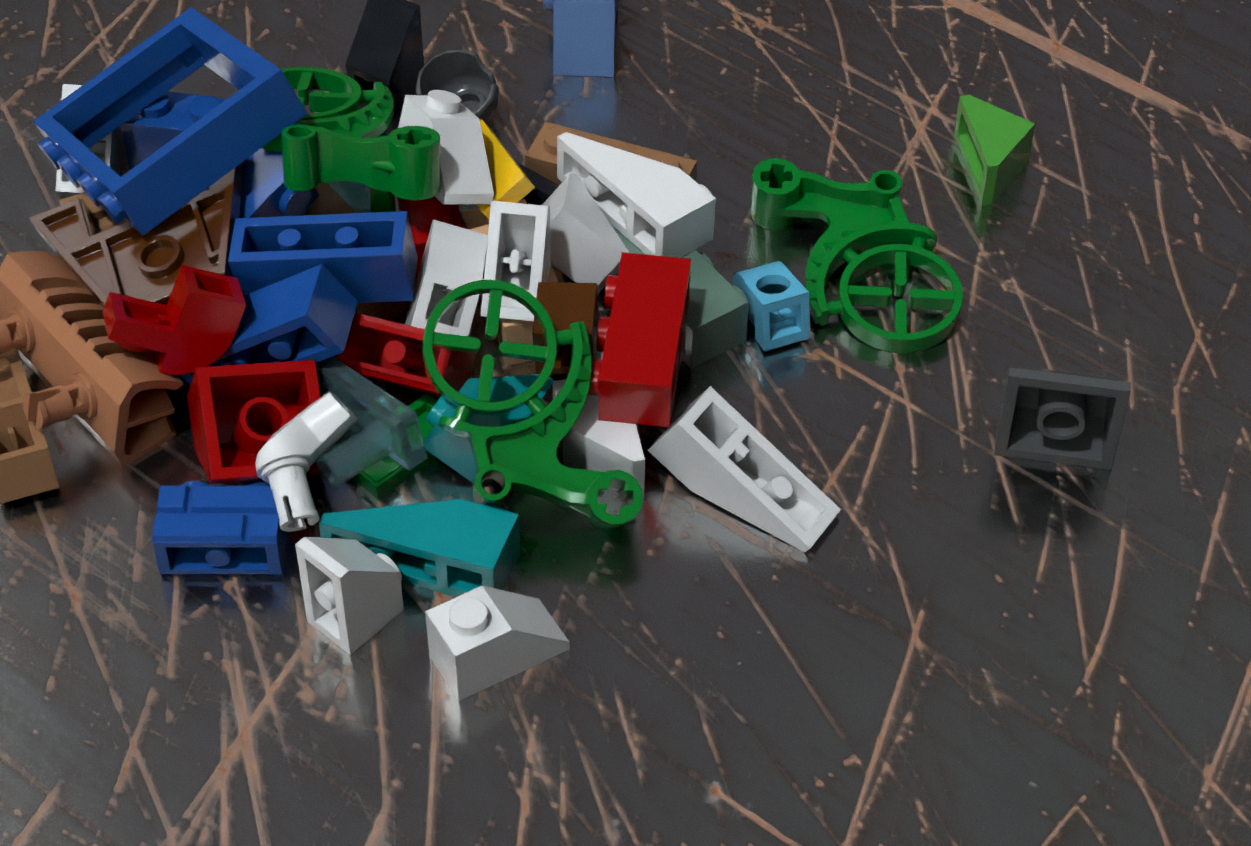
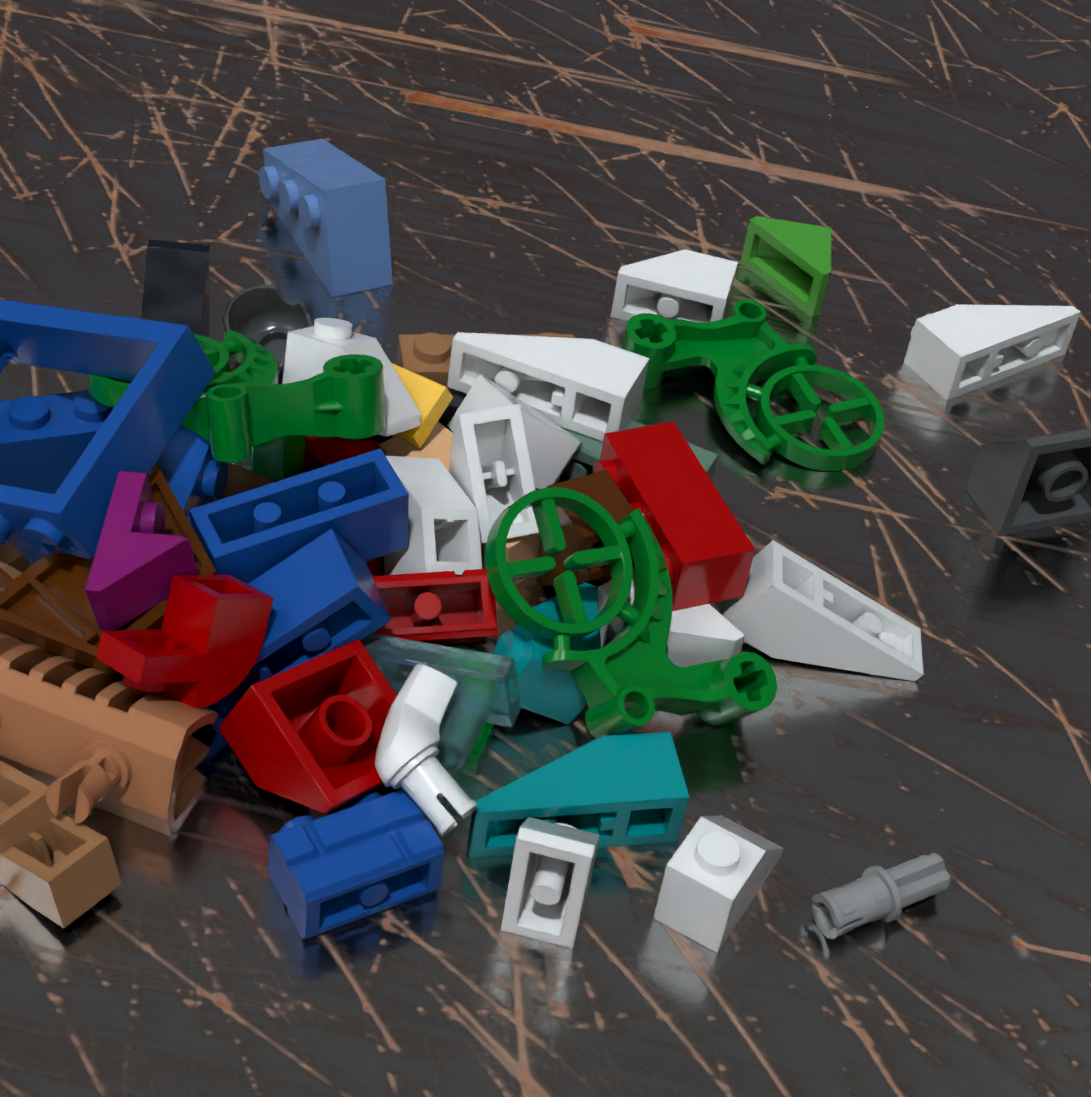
camera: 35 degrees left, 5 degrees down
(160, 239) = (134, 555): none -> magenta slope
(615, 704) = (879, 894): none -> light grey axle
(776, 304) = (739, 451): medium azure leg -> none
(848, 144) = (675, 287): none -> white slope
(1119, 274) = (986, 343): none -> white slope

